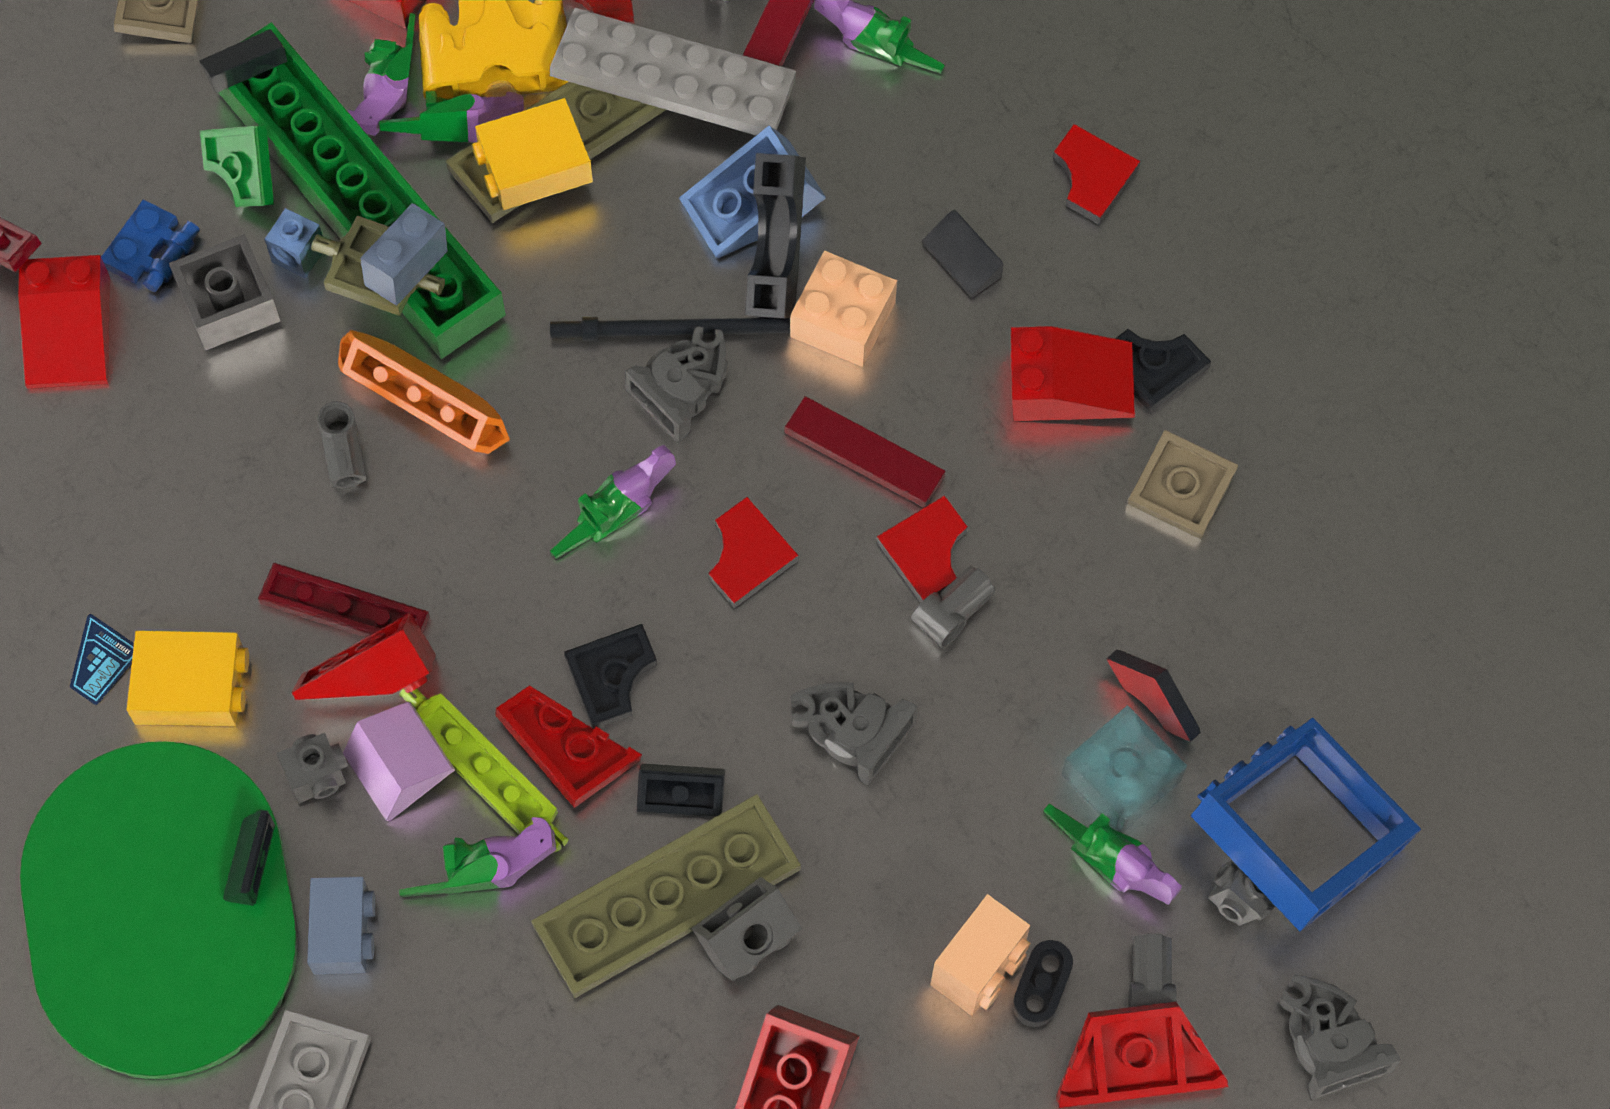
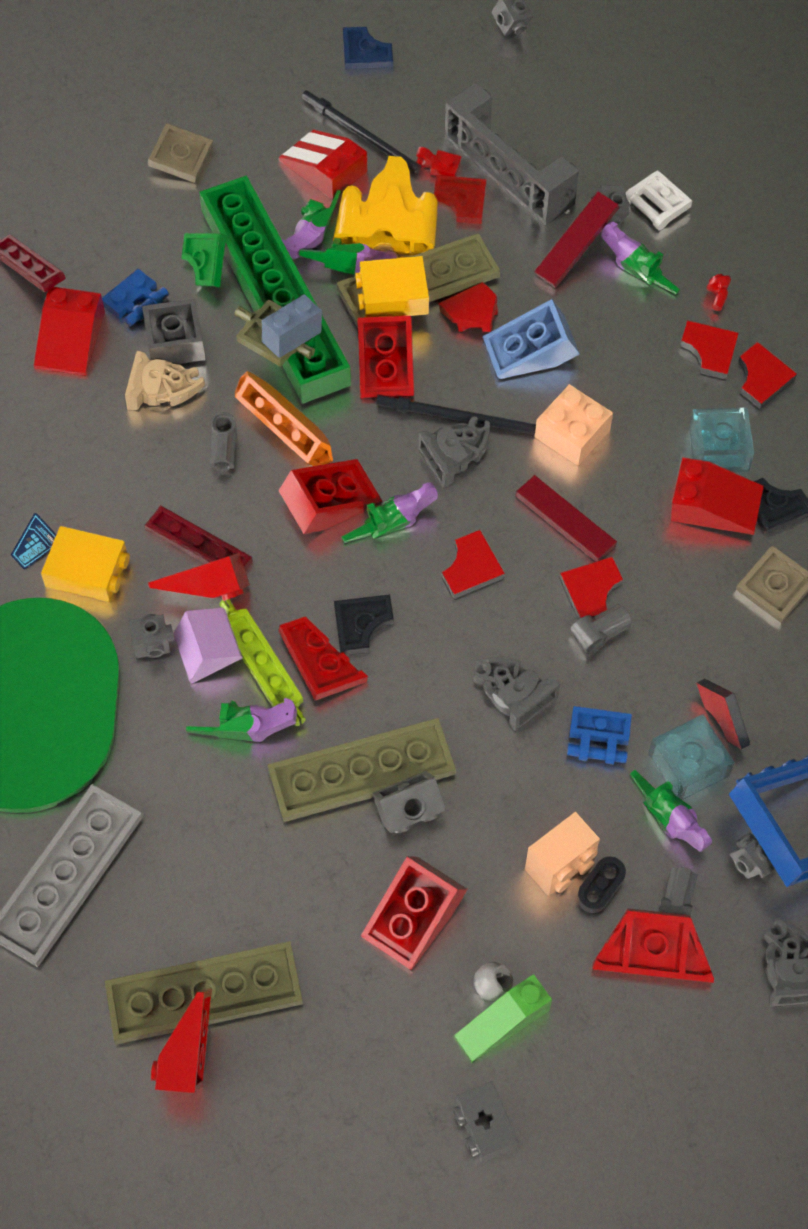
camera: 15 degrees right, 5 degrees down
(224, 371) = (160, 382): none -> tan piece
(243, 60) = (222, 194): black slope -> none
(249, 858) = (95, 684): slope -> none
(291, 243) = (222, 311): medium blue brick -> none
(339, 925) = (141, 739): sand blue brick -> none
(516, 492) = (328, 494): none -> red slope
(547, 262) = (386, 356): none -> red slope
(652, 158) = (471, 308): none -> red slope
(672, 73) = (497, 256): light grey plate -> none
(680, 790) = (388, 705): black slope -> none
(776, 262) = (547, 342): black arch -> none
(963, 254) = (663, 408): black slope -> none
(988, 752) = (602, 727): none -> blue plate
(1000, 48) = (719, 286): none -> red plate
(1011, 144) = (711, 347): none -> red tile
(1059, 284) = (722, 437): none -> clear light blue brick

